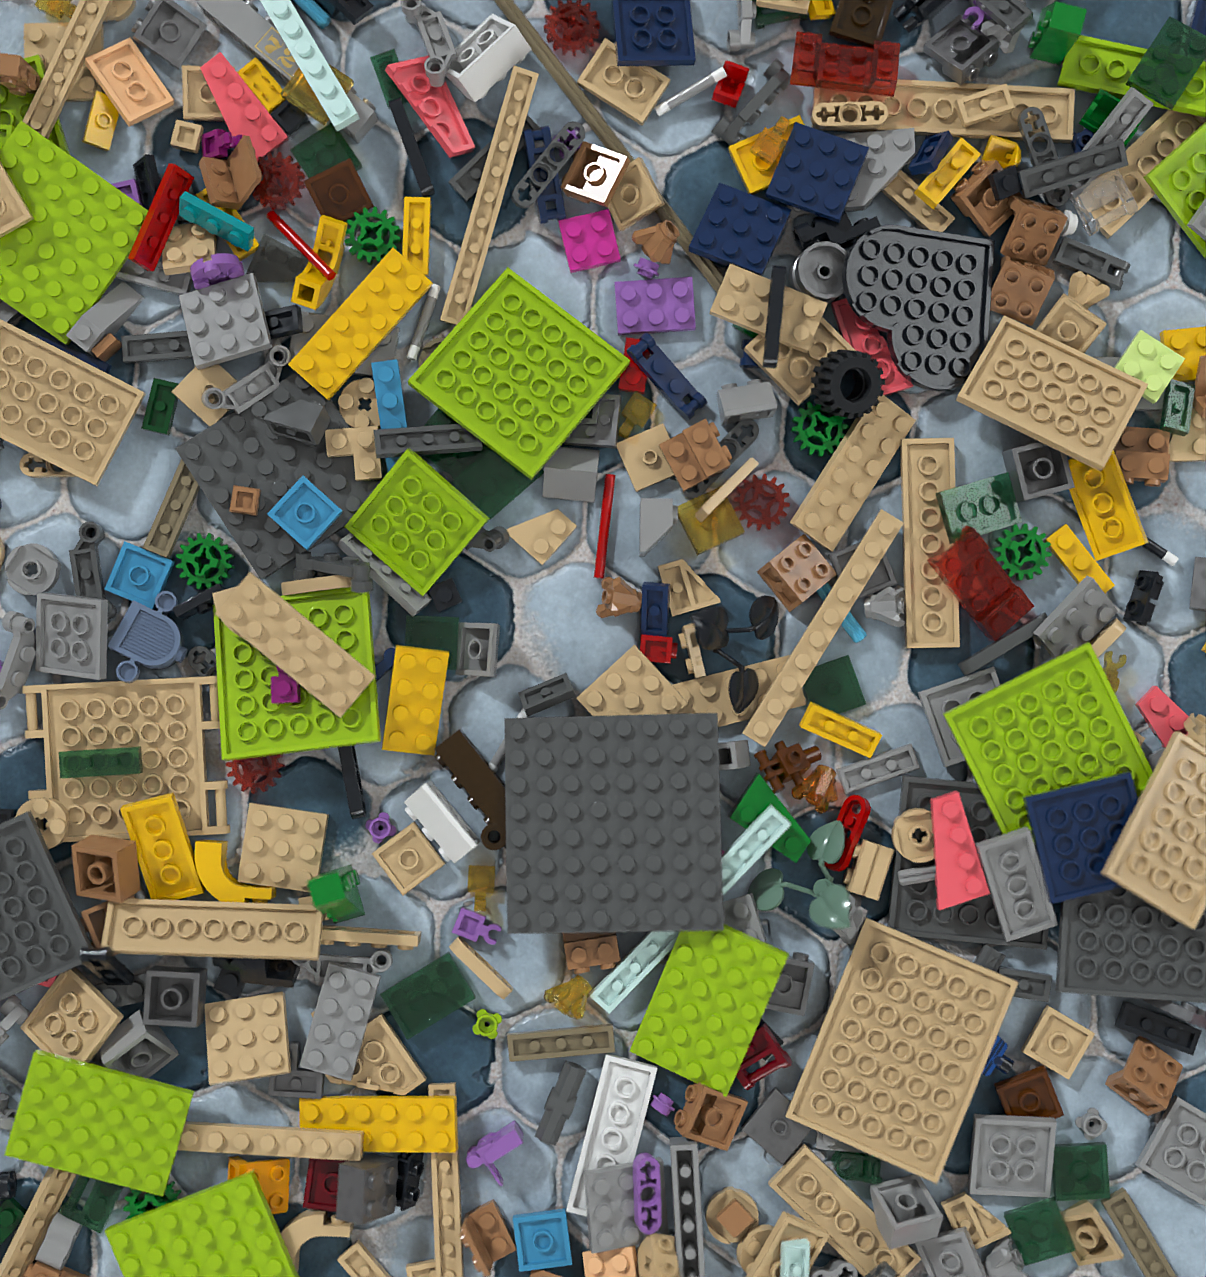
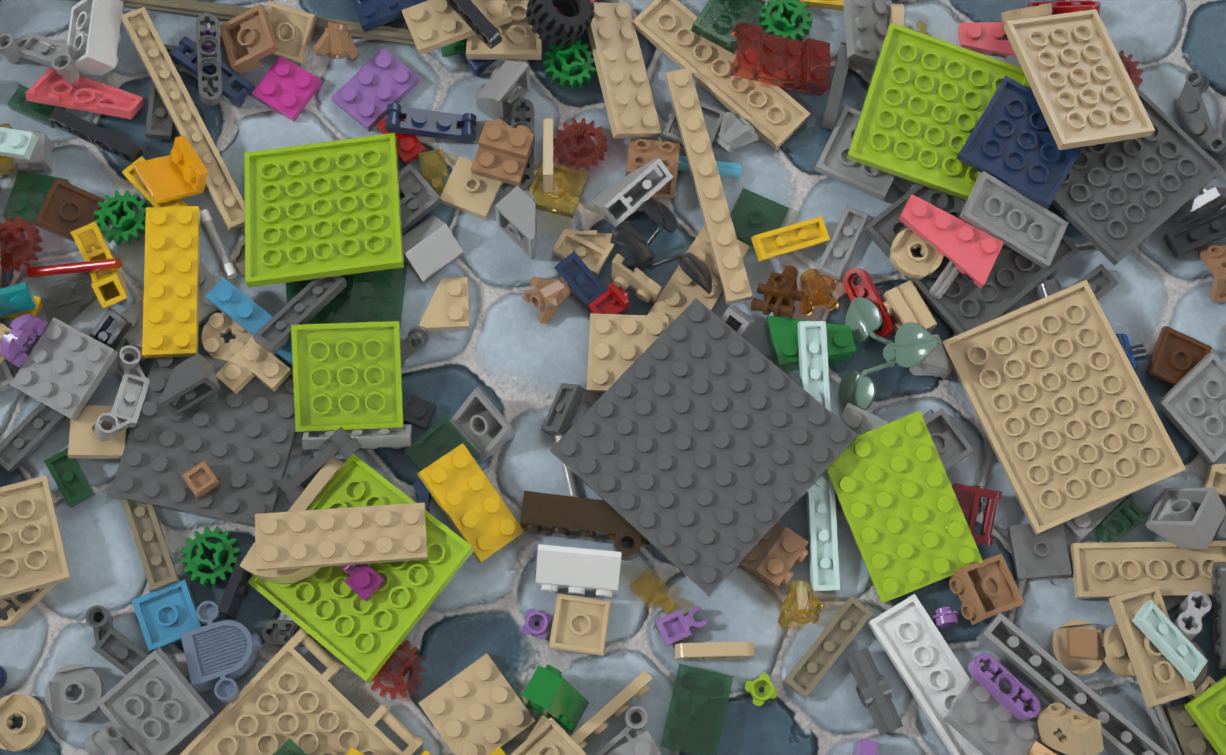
camera: 55 degrees left, 15 degrees down
(305, 512) = (256, 445): dark azure plate -> none
(352, 781) = (480, 608): black beam -> none
(437, 236) = (174, 175): none -> light orange bracket
(604, 527) = (488, 262): red bar -> none
(647, 268) = (345, 68): medium lavender plate -> none
(756, 580) = (631, 191): none -> light grey slope
(1057, 1042) = (1153, 304): tan plate -> none

